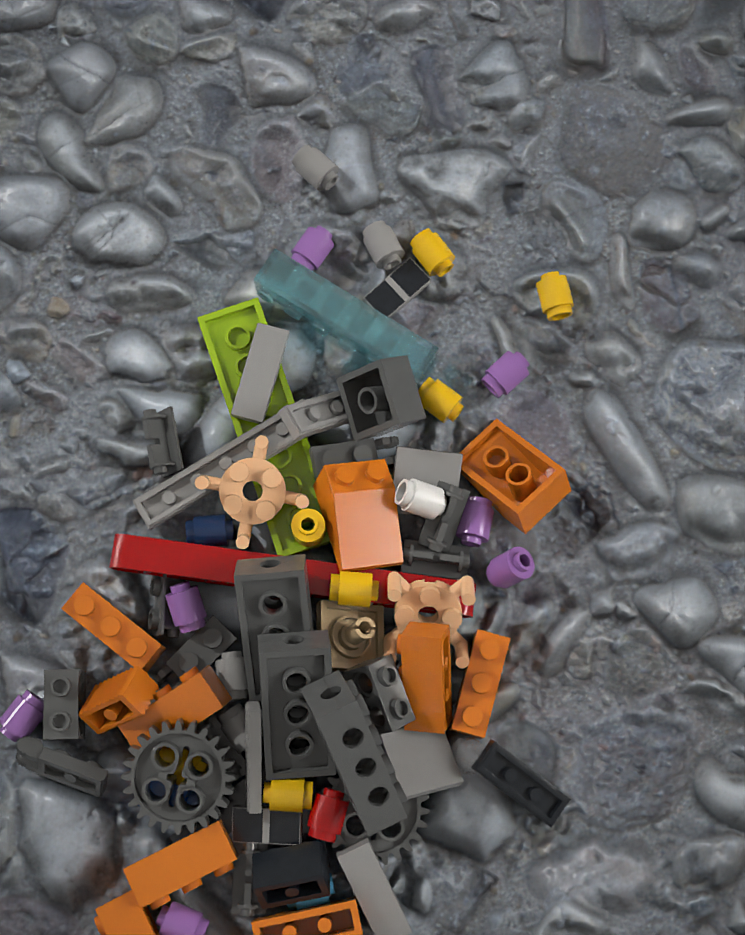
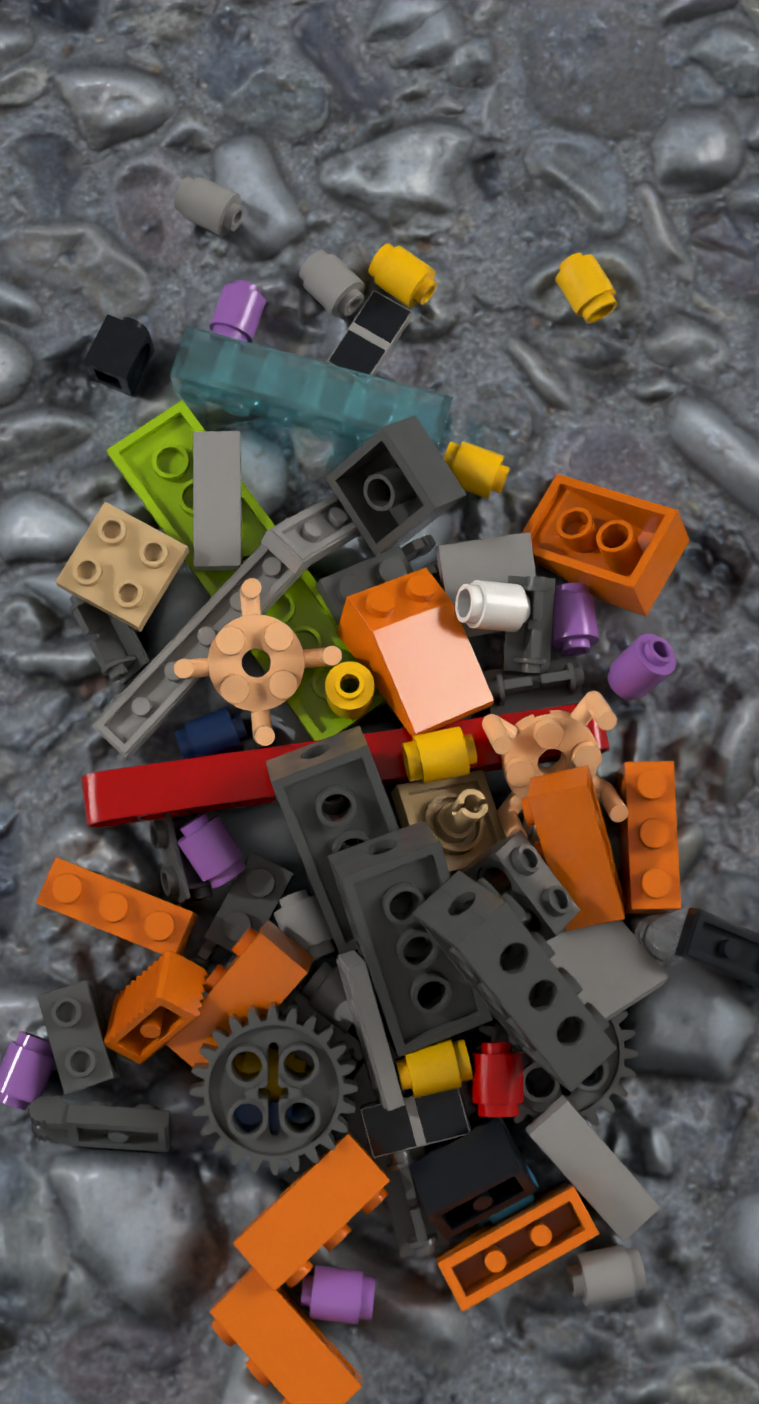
camera: 15 degrees left, 0 degrees up
(183, 400) = (122, 566): none -> tan plate
(225, 254) = (119, 354): none -> black brick
(506, 373) = (552, 409): medium lavender brick -> none

